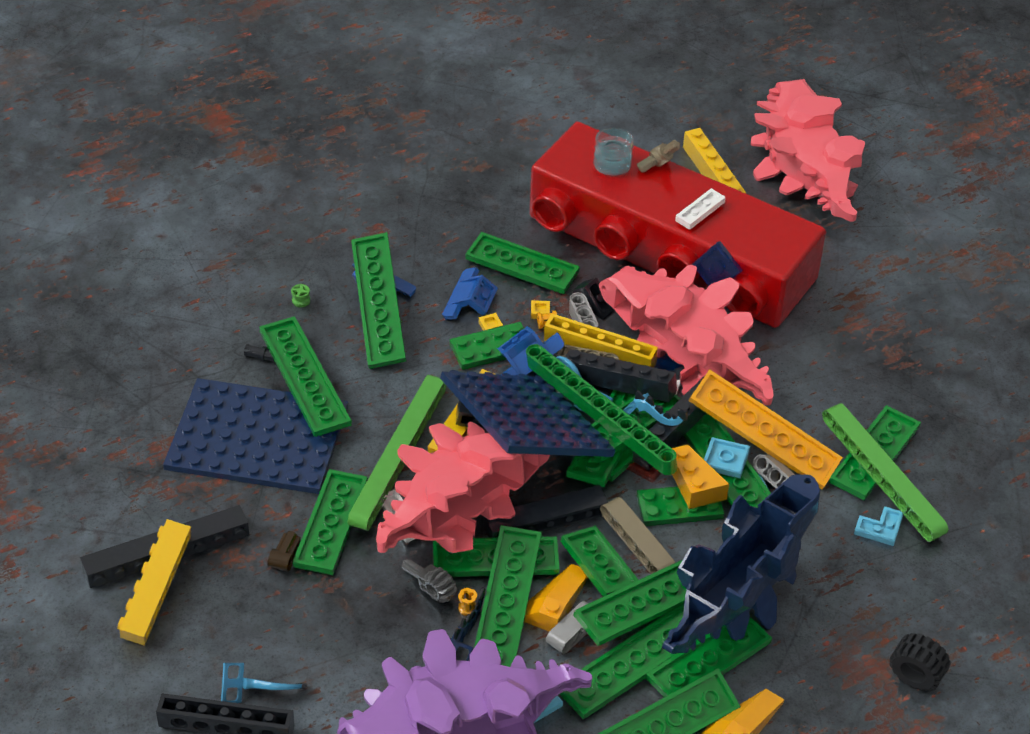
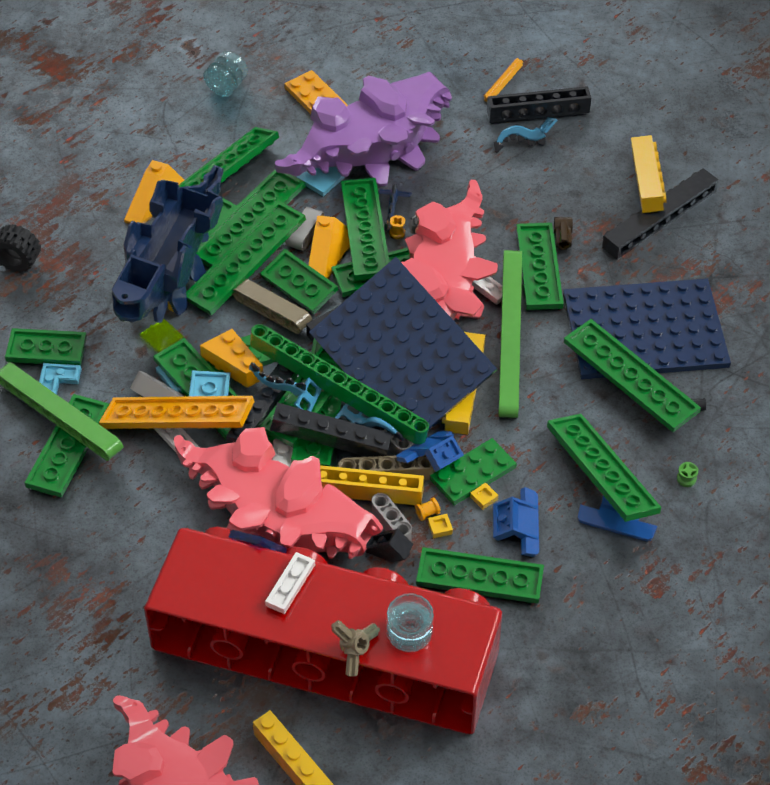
camera: 165 degrees right, 5 degrees up
(890, 557) = (45, 346): none -> green plate

